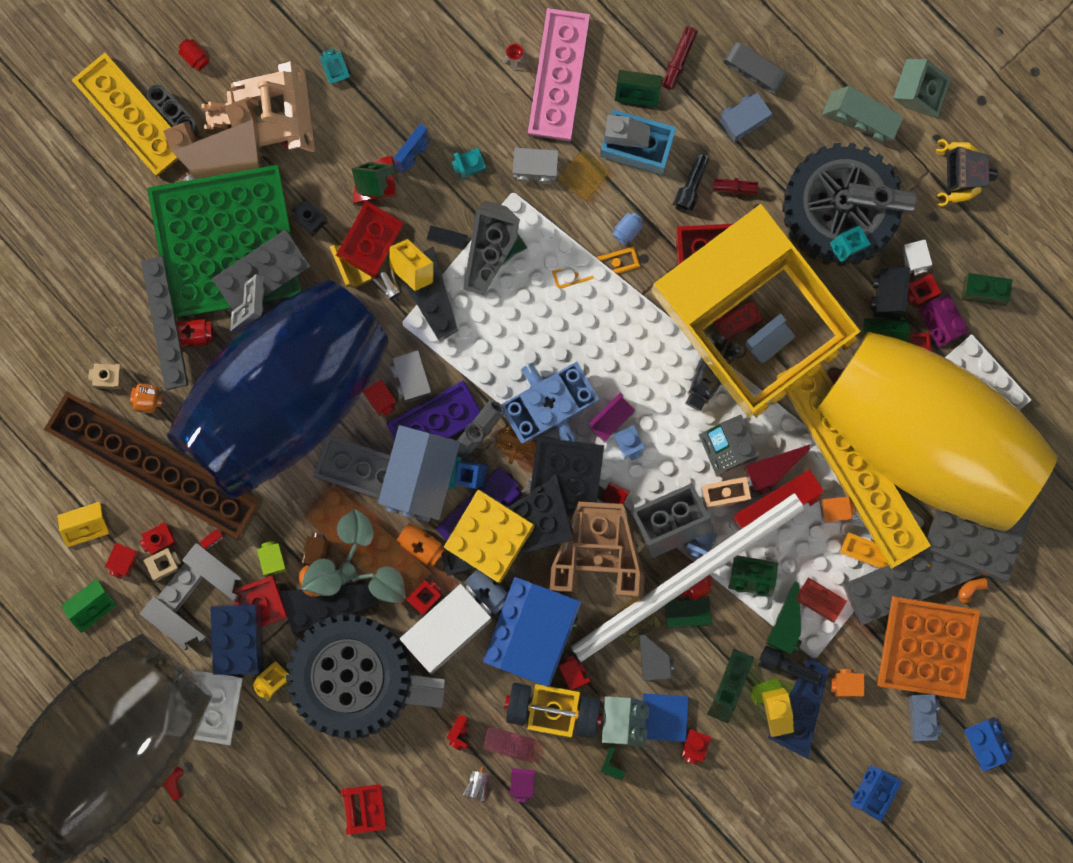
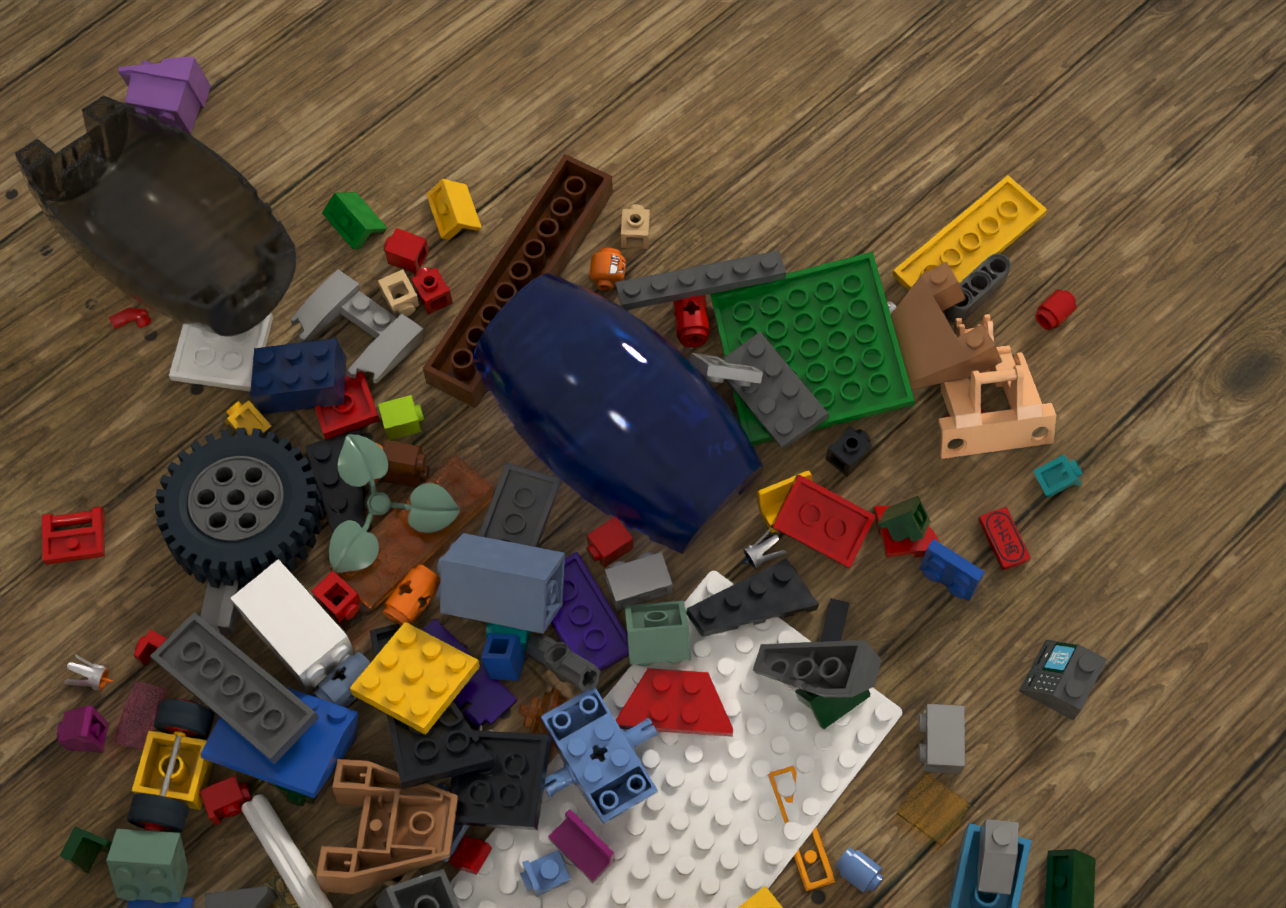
camera: 90 degrees right, 15 degrees down
(212, 539) = (425, 344): red tile -> none
(382, 110) = (1004, 538): none -> red tile
(411, 264) = (789, 572): yellow panel -> none
(454, 362) = (657, 633): none -> sand green slope
(468, 163) = (939, 650): teal bracket -> none
(490, 78) = (1063, 676): none -> dark grey slope
(498, 665) = (235, 687): none -> dark grey plate
(507, 350) = (676, 704): none -> red wing
(514, 53) = (1101, 705): red piece -> none
(558, 74) = (1079, 770): bright pink plate -> none

